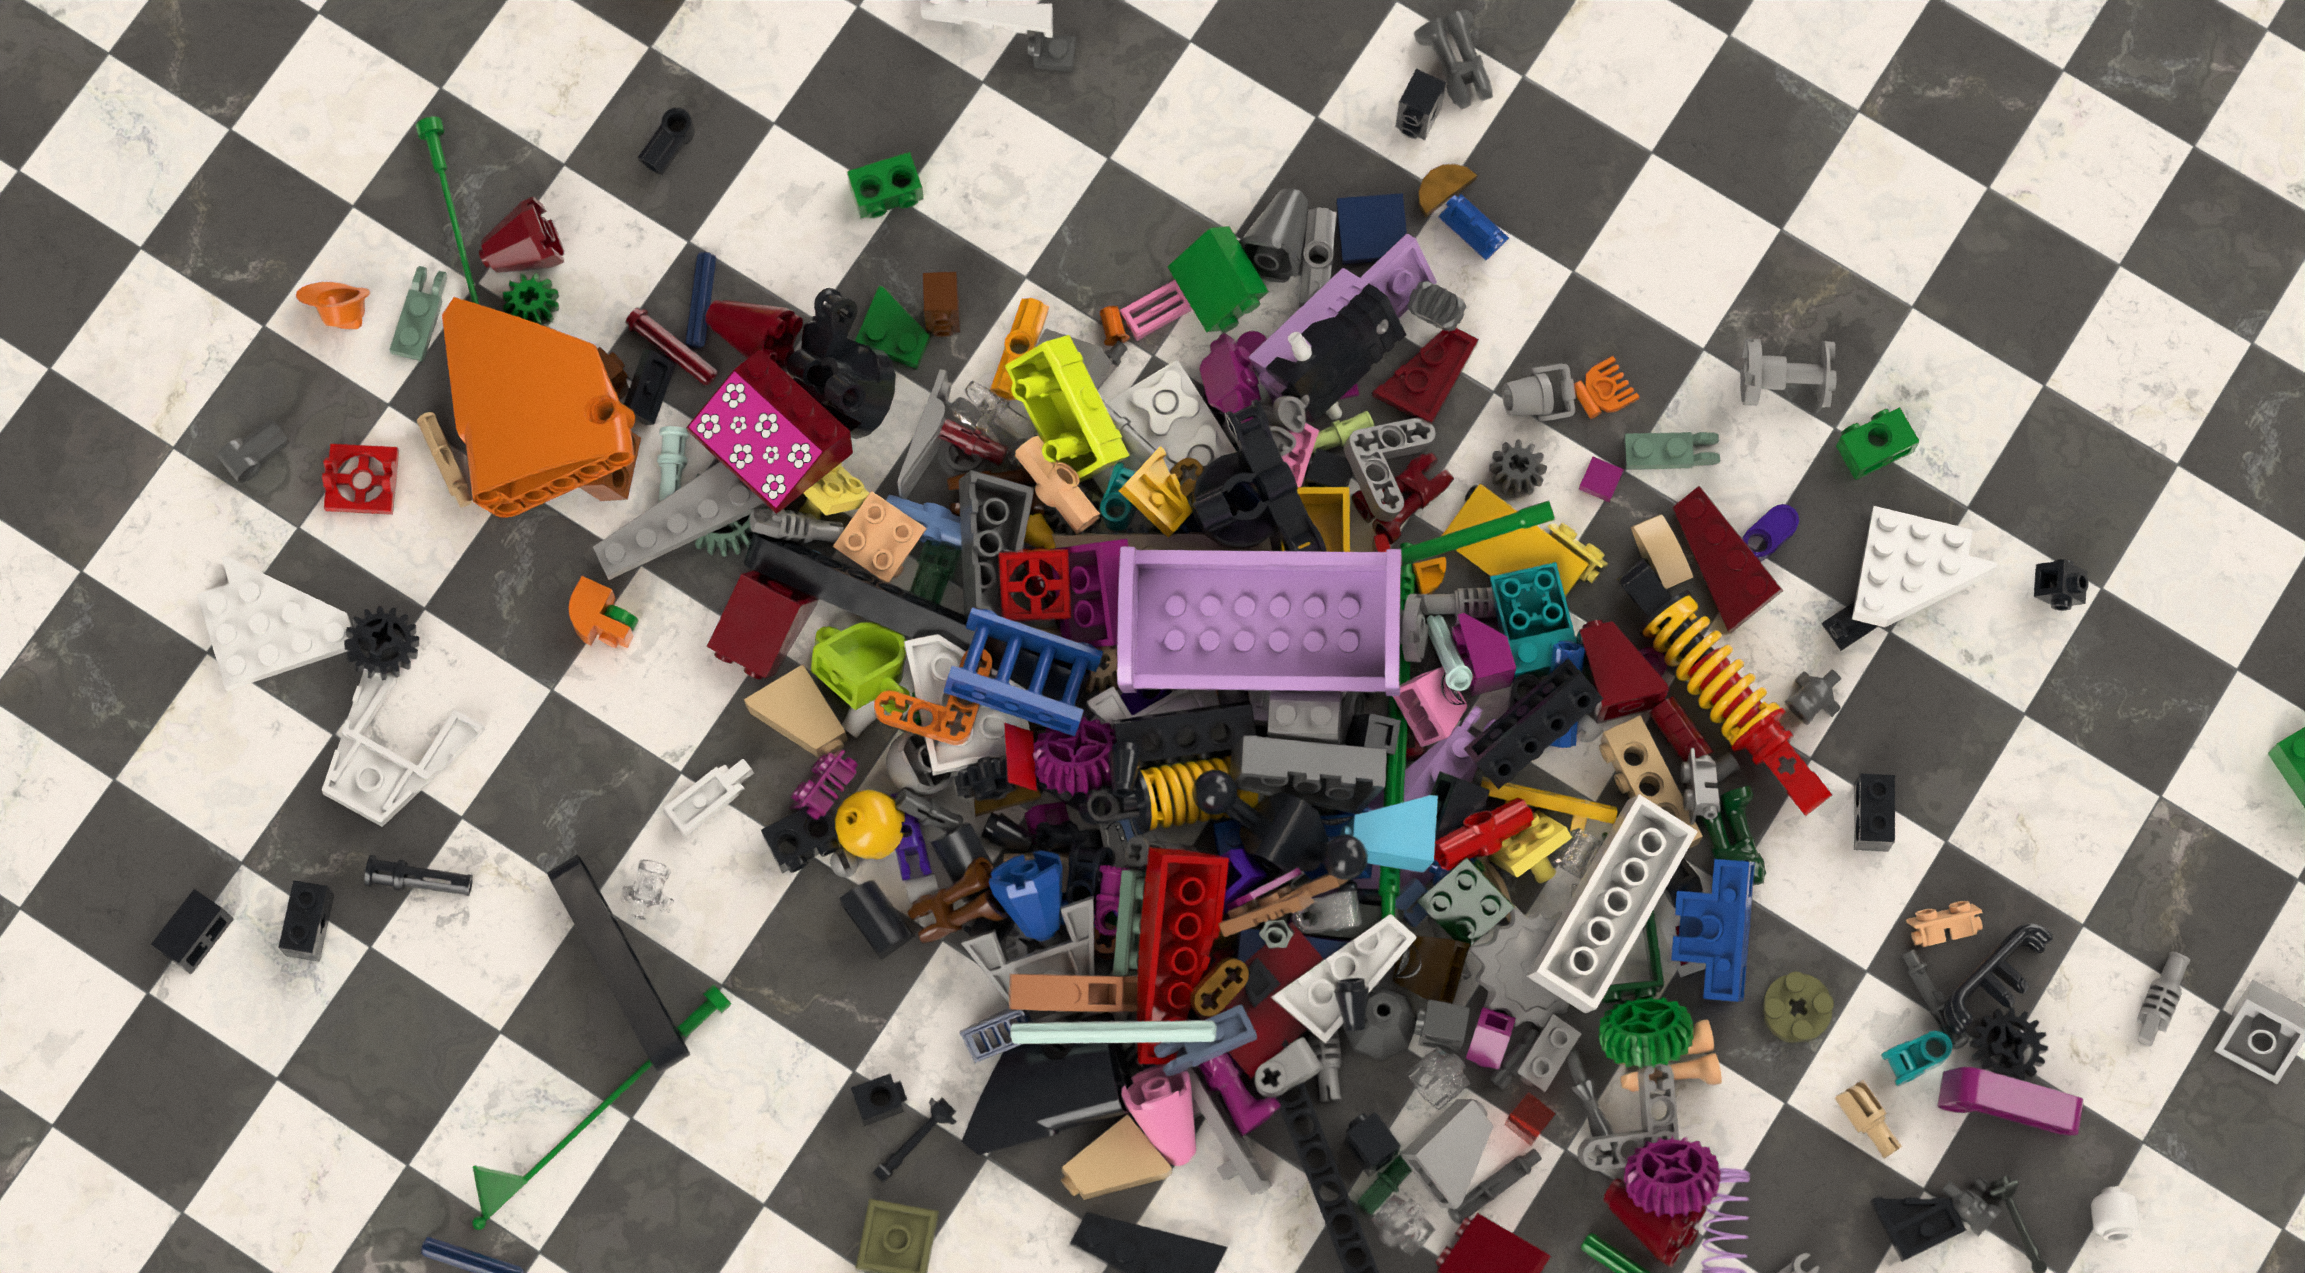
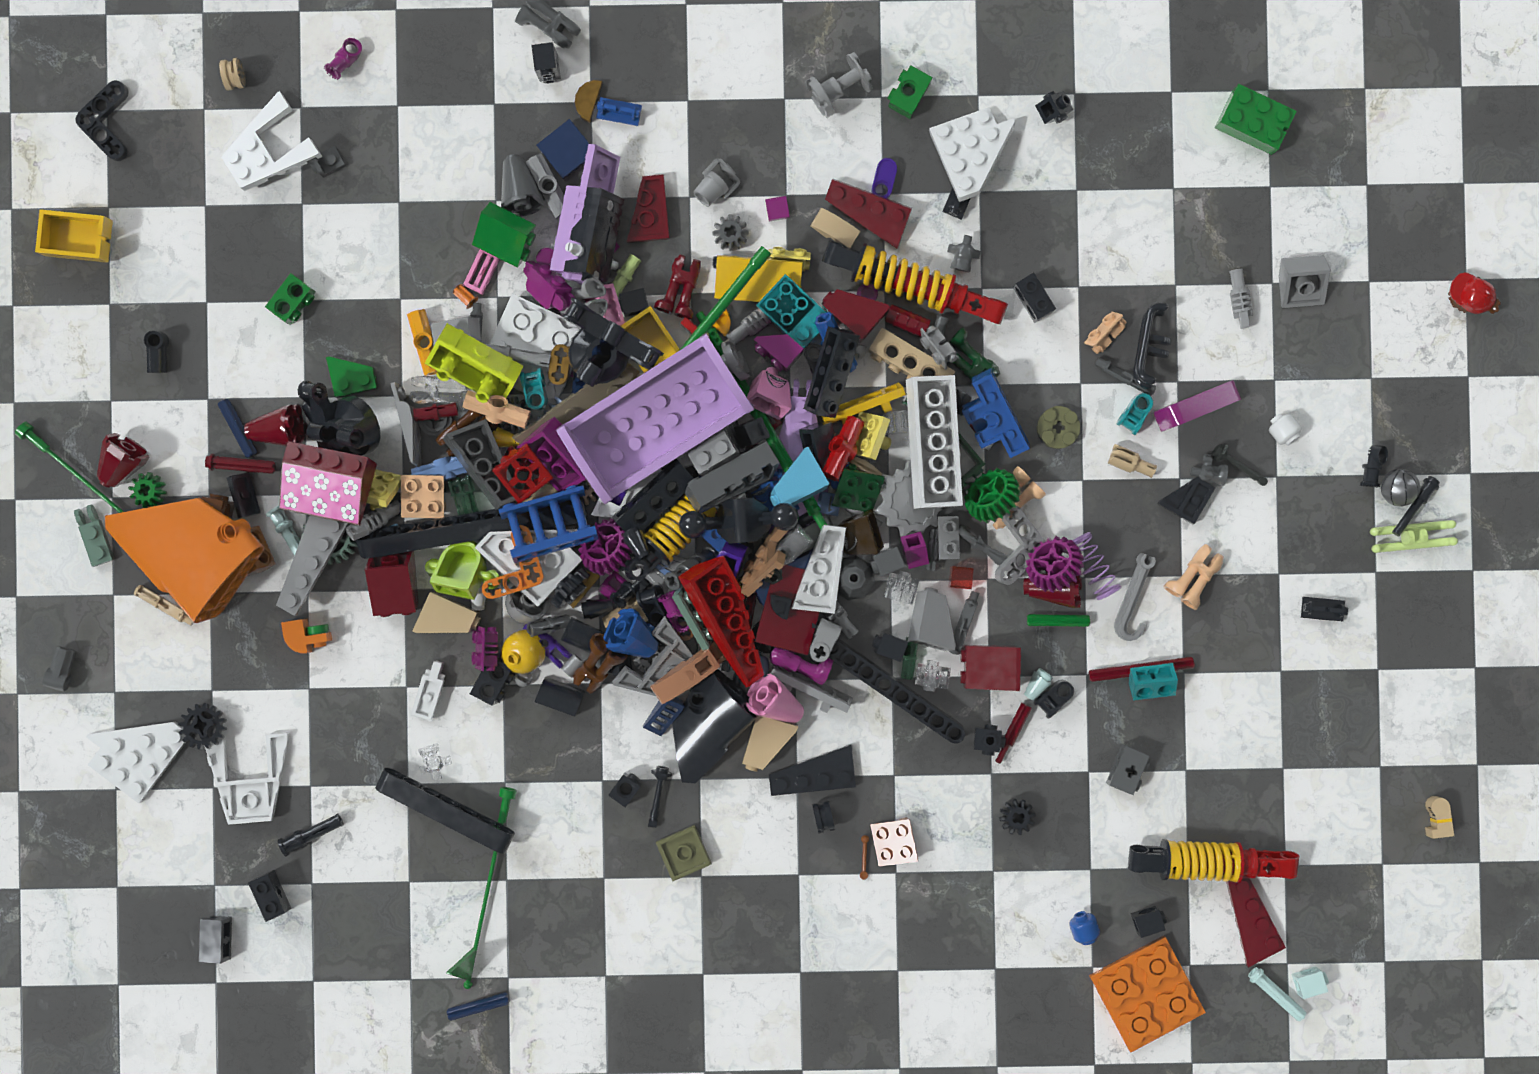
camera: 35 degrees left, 15 degrees up
(336, 303) = (44, 560): orange piece -> none
(342, 452) = (142, 638): red piece -> none
(941, 303) = (366, 346): reddish brown brick -> none
(1020, 757) = (578, 570): red sticker -> none
(1113, 1032) = (724, 682): light aqua axle -> none
(1157, 494) = (552, 378): yellow wing -> none
(1225, 992) = (762, 622): pearl gold beam -> none
(1232, 1032) = (774, 653): sand blue hinge -> none
(1275, 883) = (751, 557): magenta piece -> none
(1352, 1002) = (834, 583): black cone -> none
(1375, 458) = (652, 278): light grey beam -> none
(1436, 306) = (630, 172): dark grey gear -> none
(1457, 674) = (775, 372): light aqua axle -> none
(1600, 390) = (745, 159): orange piece -> none
(1668, 450) = (802, 169): sand green hinge -> none
(2004, 1032) = (1171, 371): black gear -> none

